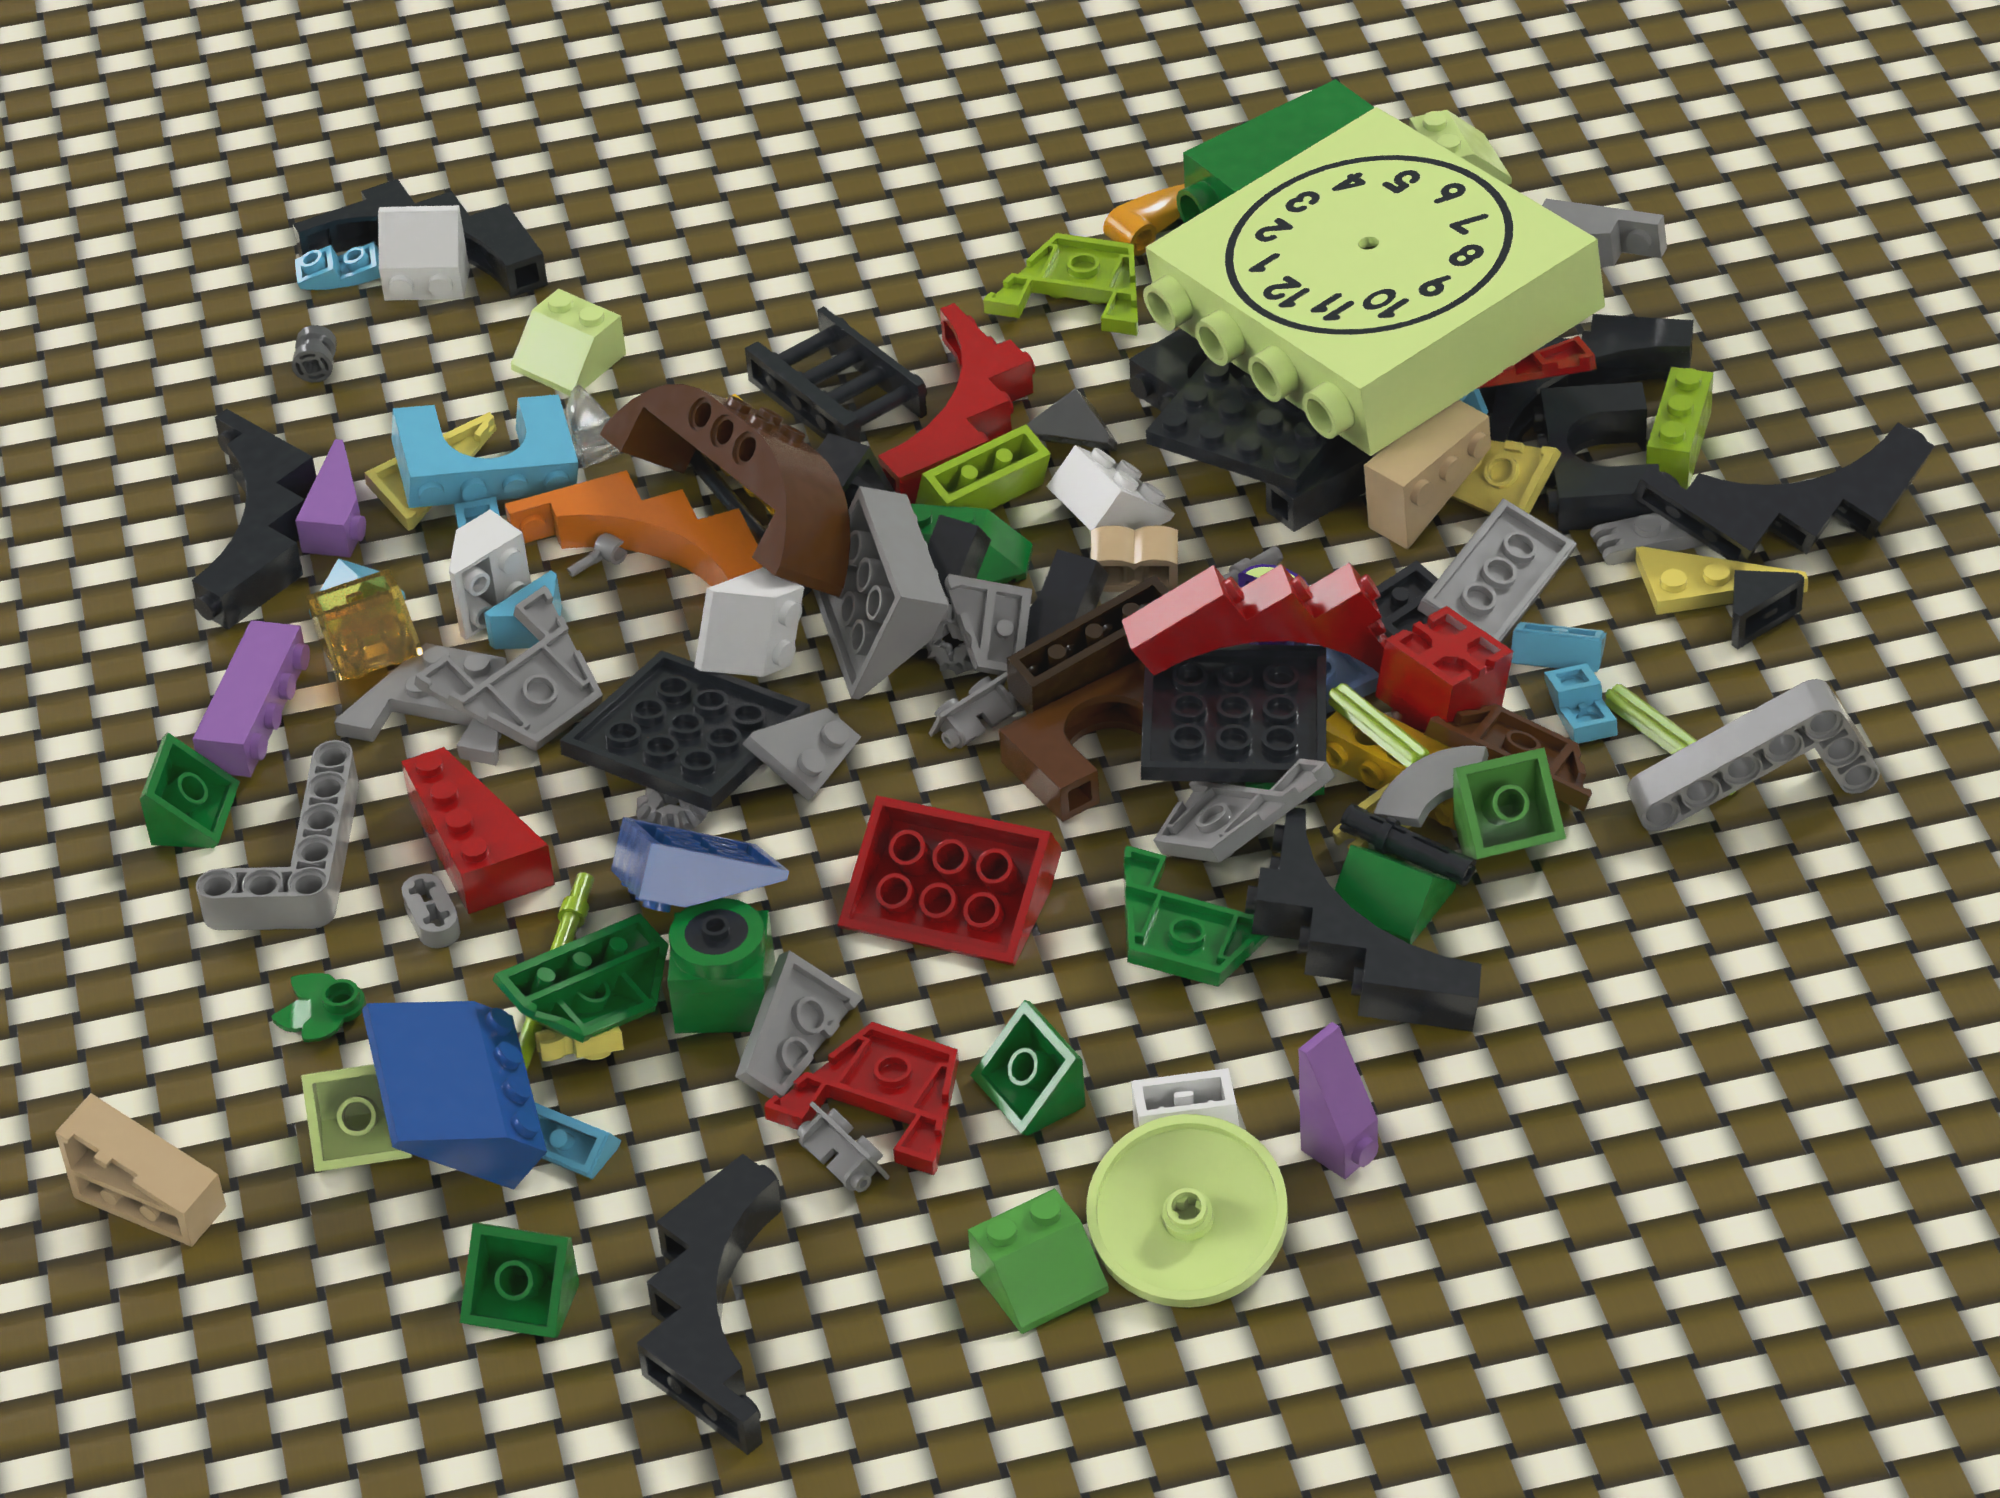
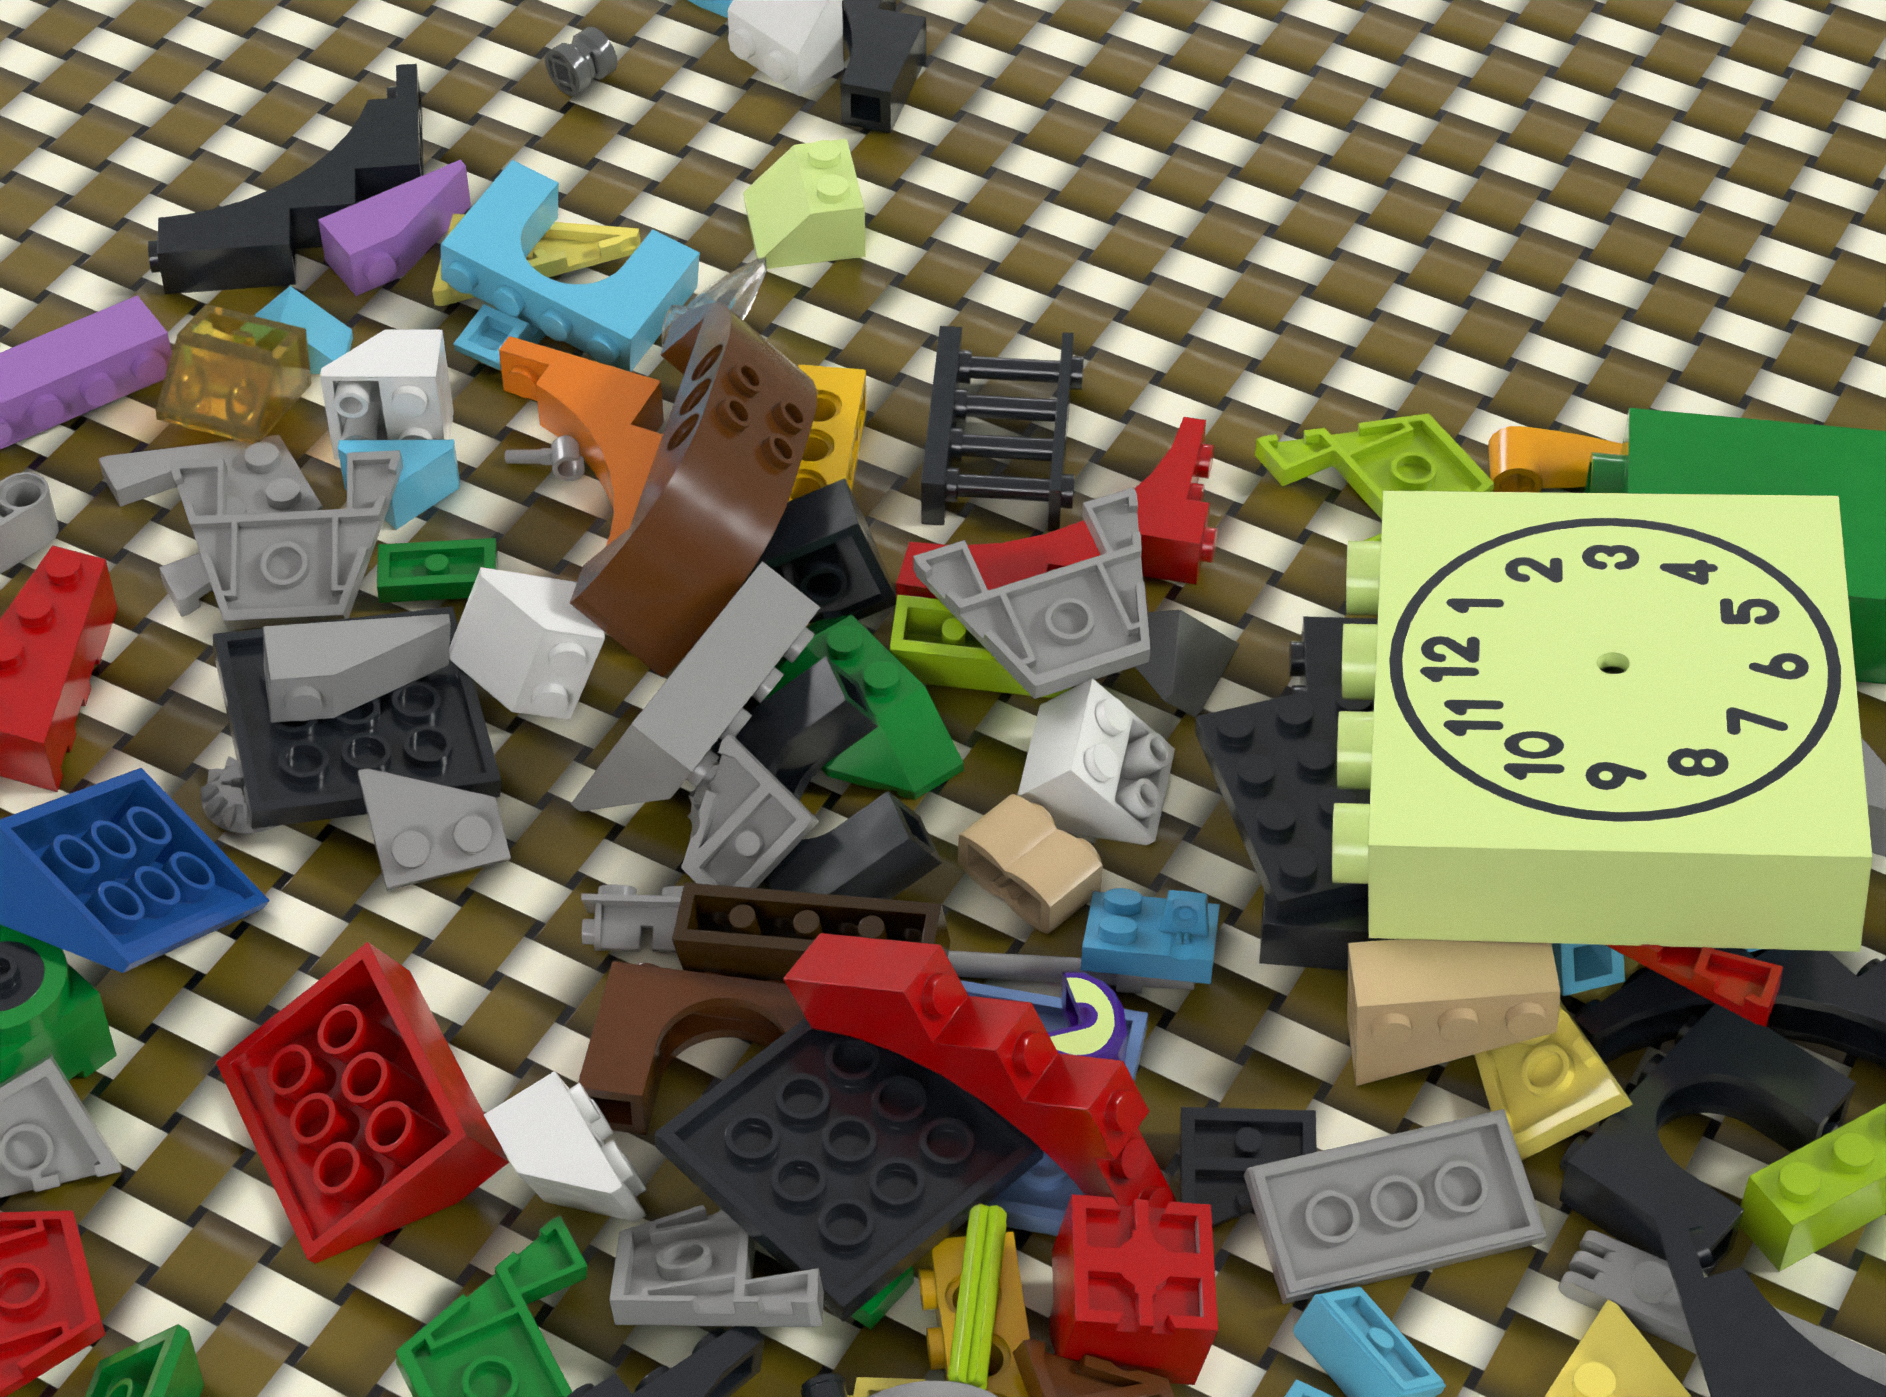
camera: 40 degrees right, 5 degrees up
(623, 642) = (432, 569): none -> green plate
(659, 704) = (344, 664): none -> light grey slope
(1028, 430) = (1060, 622): none -> light grey wing
(1104, 812) = (560, 1151): none -> white slope
(1241, 545) = (1151, 935): none -> dark azure hinge

